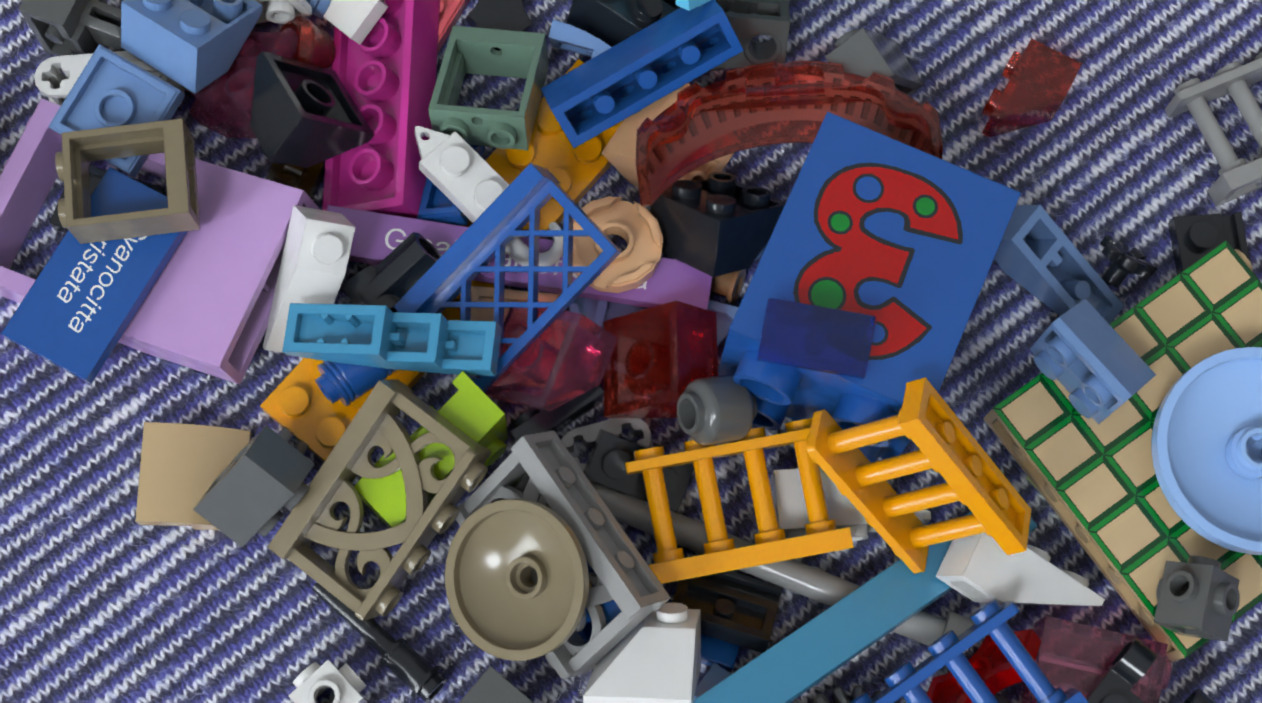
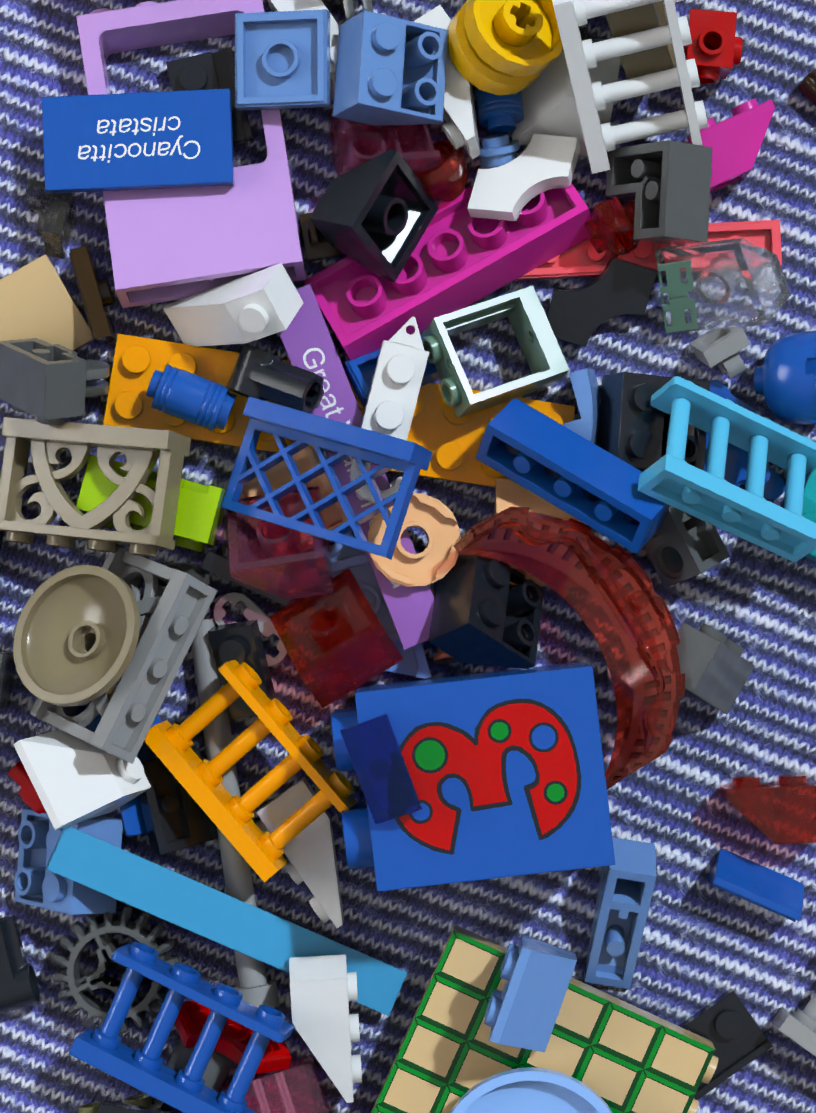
camera: 65 degrees right, 15 degrees up
(110, 393) = (55, 217): none -> clear smoke bracket
(165, 137) = (250, 155): dark tan window -> none
(211, 404) = (95, 295): none -> dark brown plate
(392, 339) = (215, 415): dark azure slope -> none
(716, 410) = (304, 712): dark grey head -> none
(943, 447) = (359, 915): light orange fence -> none
(1089, 147) = (757, 884): none -> blue slope
(1124, 262) = (666, 970): black plant -> none

